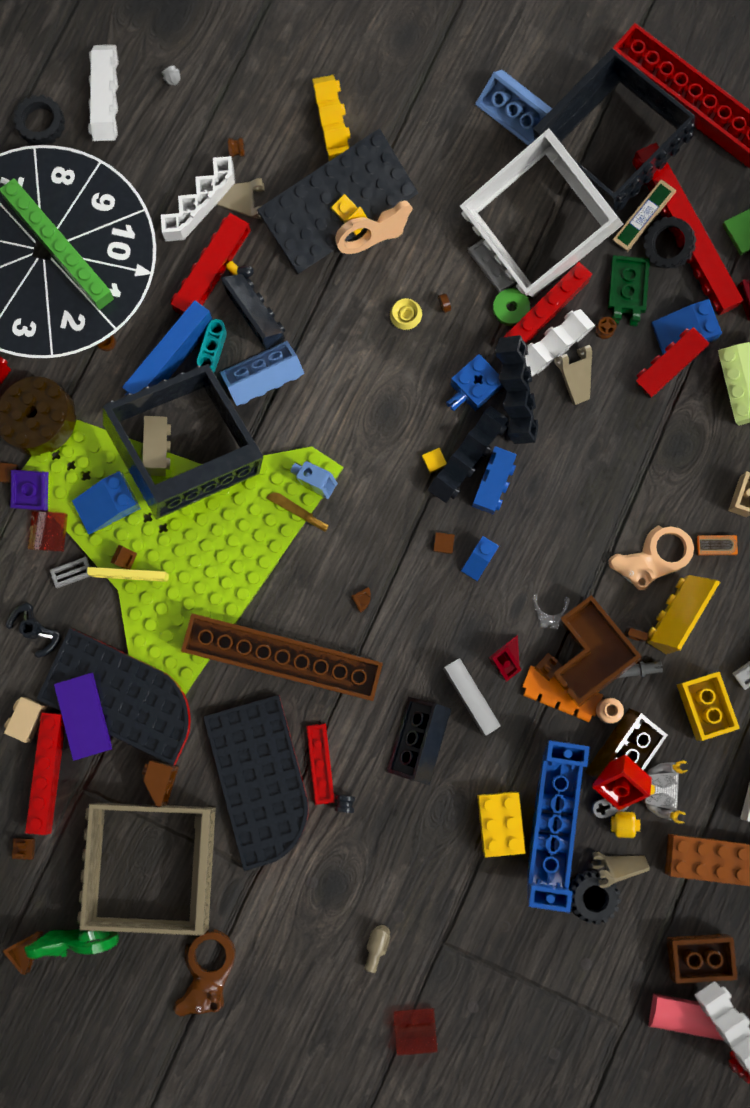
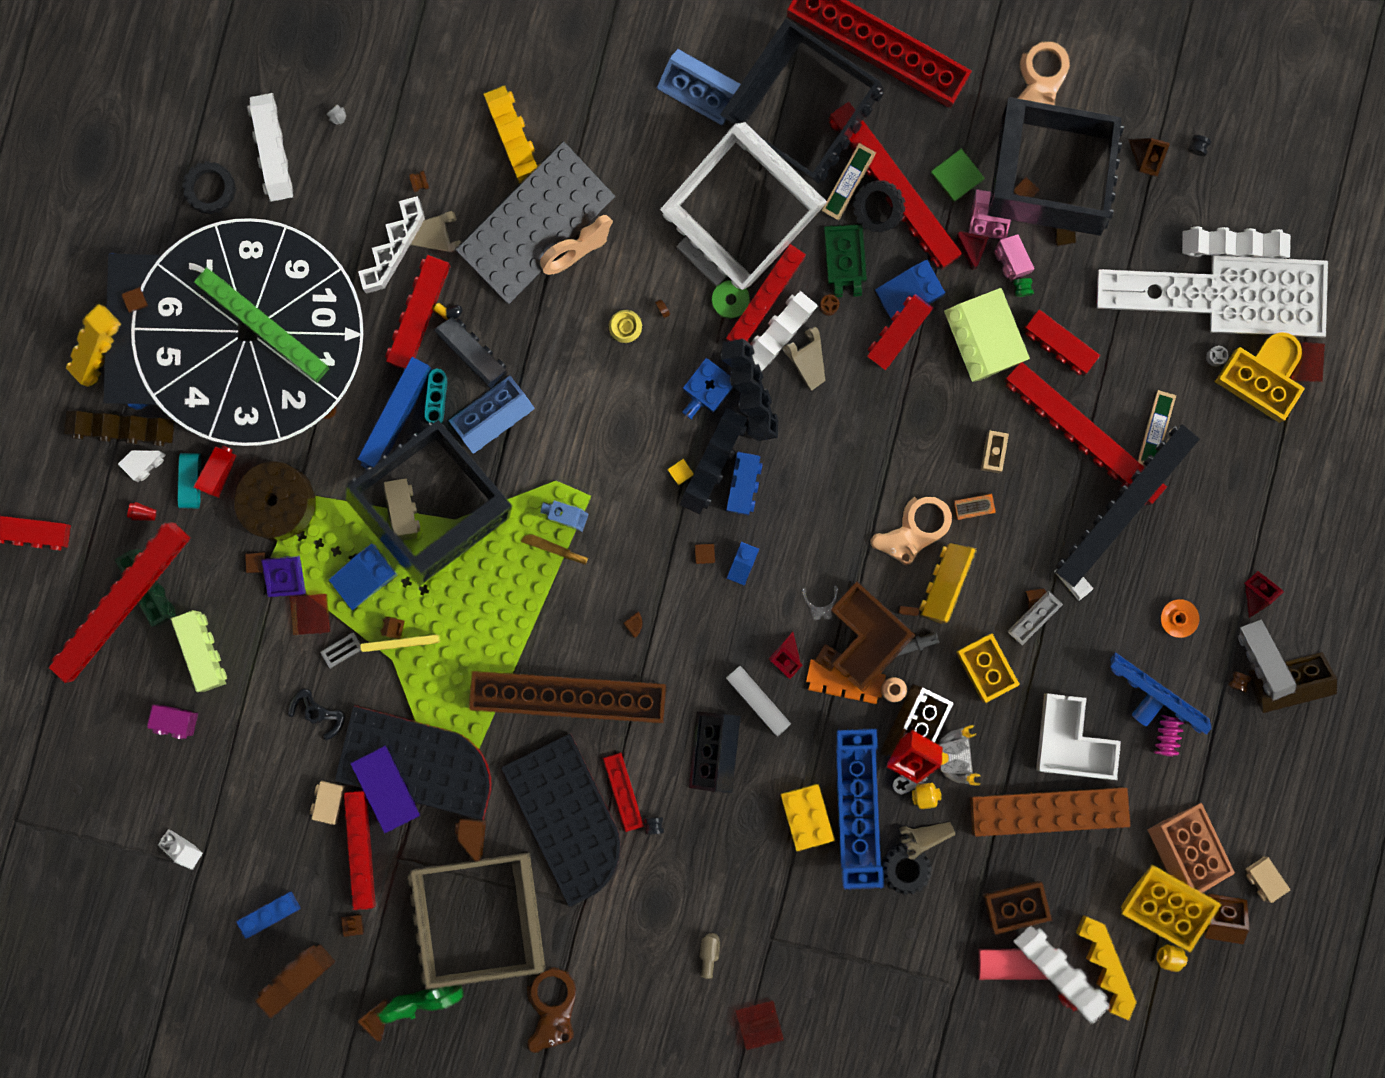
camera: 15 degrees left, 5 degrees up
(347, 211) = (547, 232): yellow slope -> none

